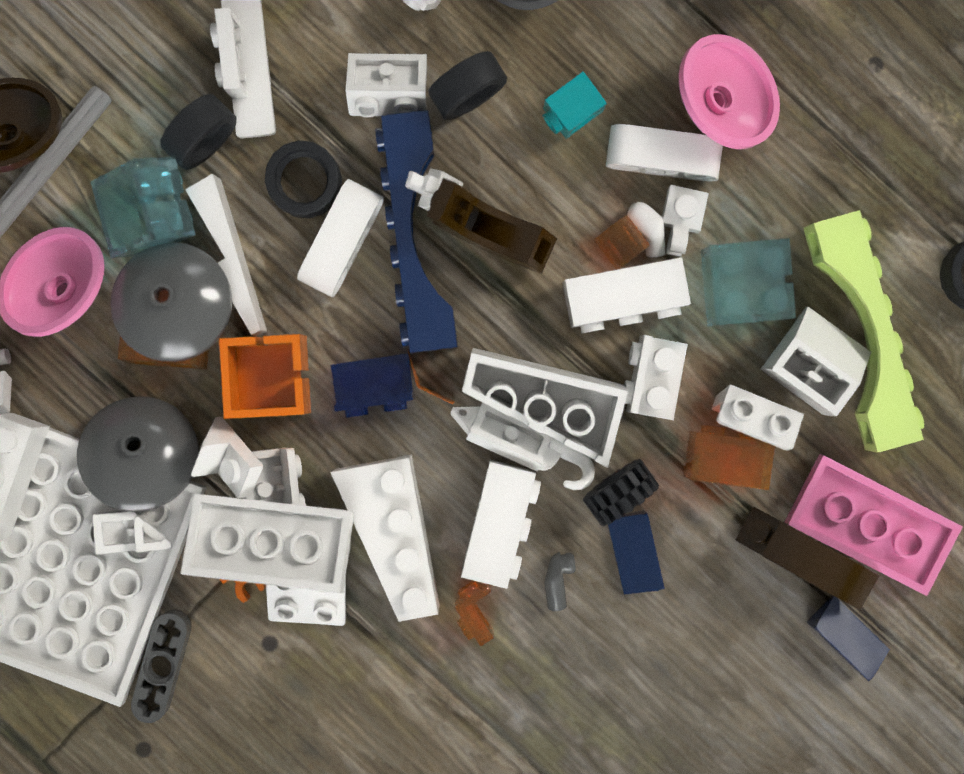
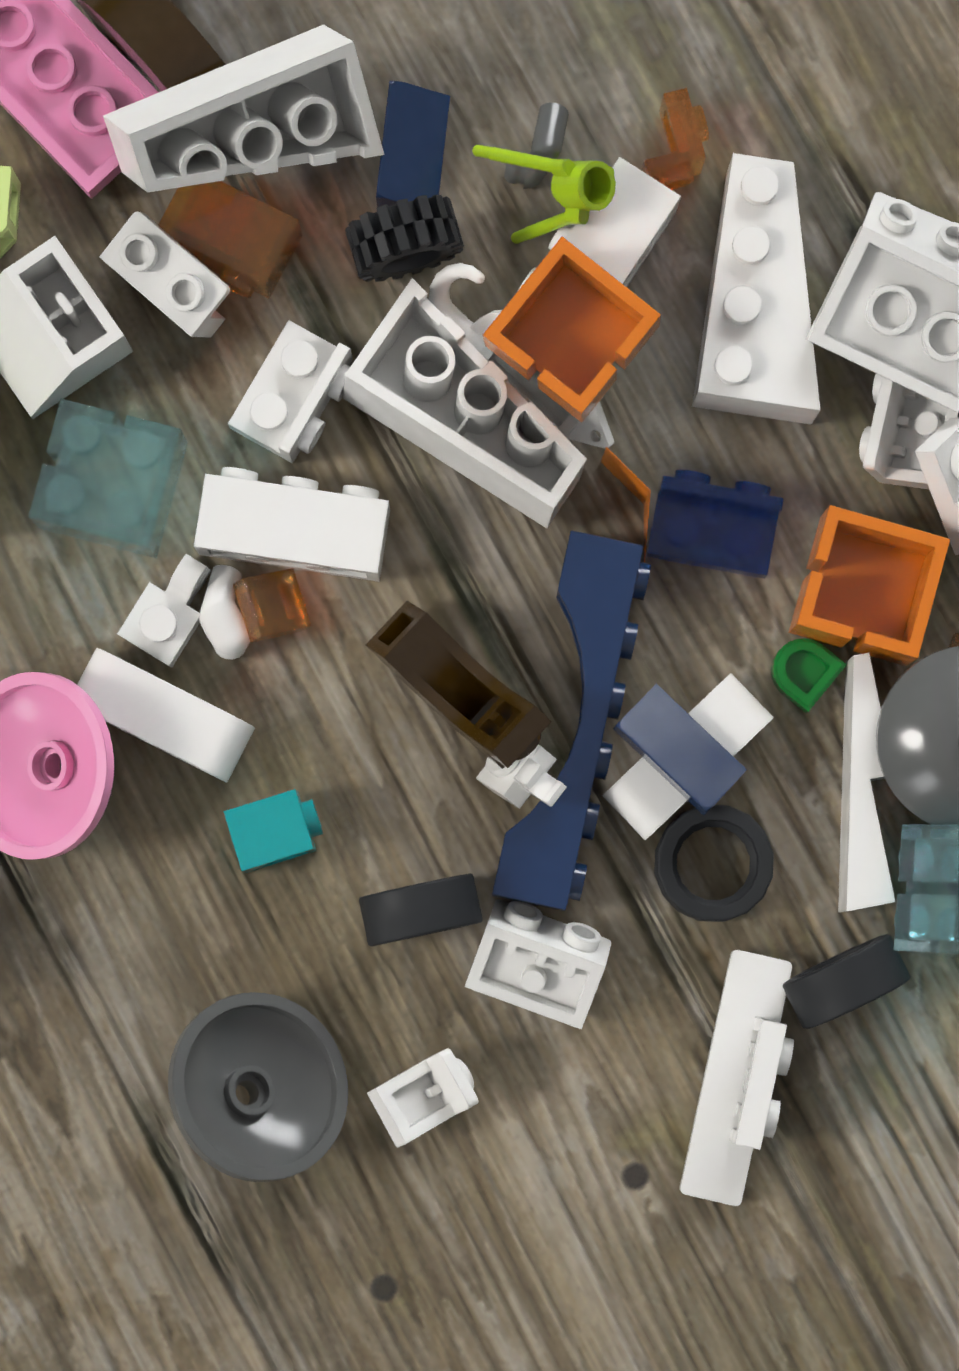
camera: 160 degrees left, 5 degrees down
(288, 315) = (804, 671): none -> green tile
(344, 234) = (680, 749): none -> dark blue slope
(498, 466) = (571, 329): none -> orange piece
(527, 561) = (574, 184): none -> lime plant
(743, 531) = (252, 115): none -> white wedge

